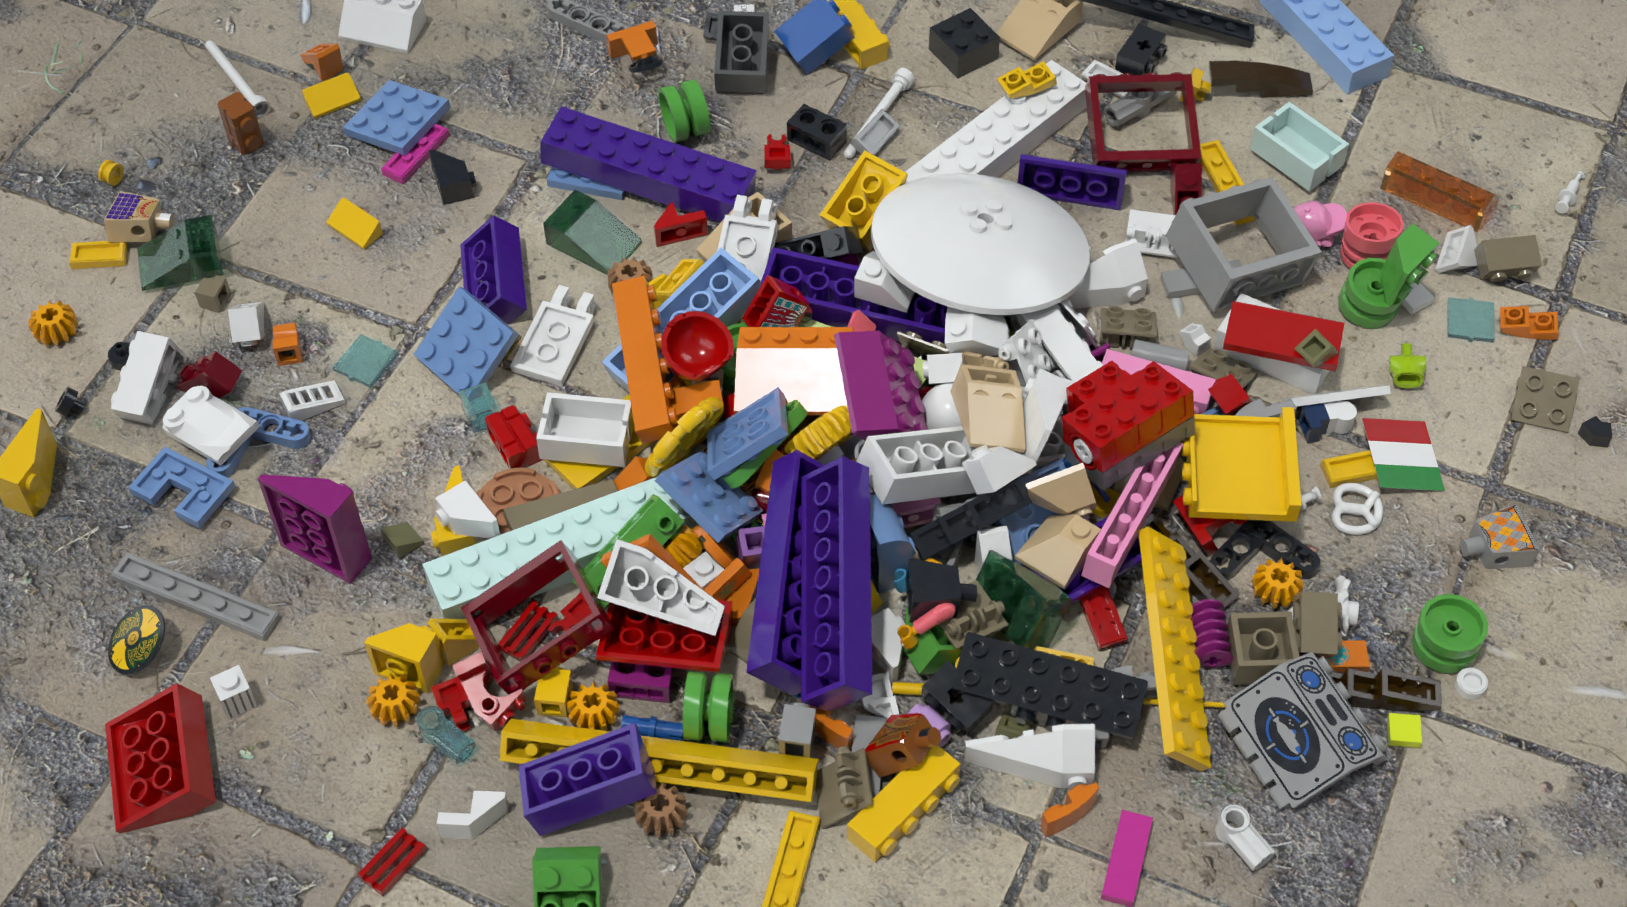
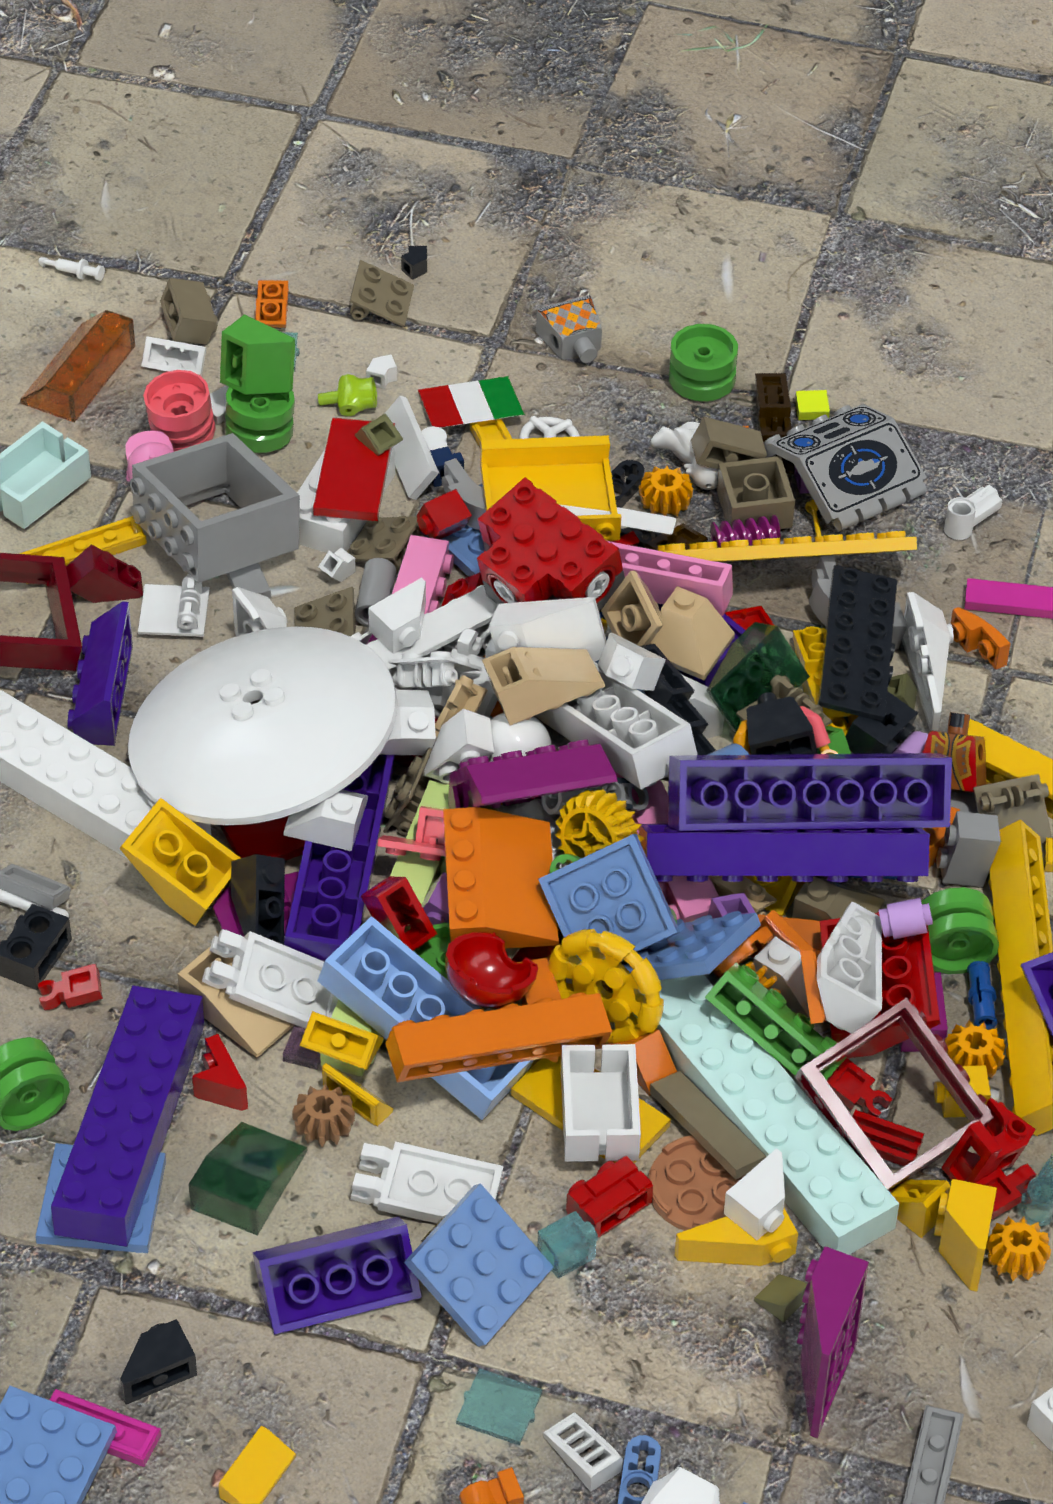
camera: 100 degrees left, 5 degrees down
(698, 642) = (905, 918): none -> lavender brick
(1083, 334) = (399, 617): none -> white slope
(1212, 526) = (633, 518): none -> white sticker
(1442, 392) = (382, 370): none -> white piece
(1471, 683) = (747, 359): white tile -> none

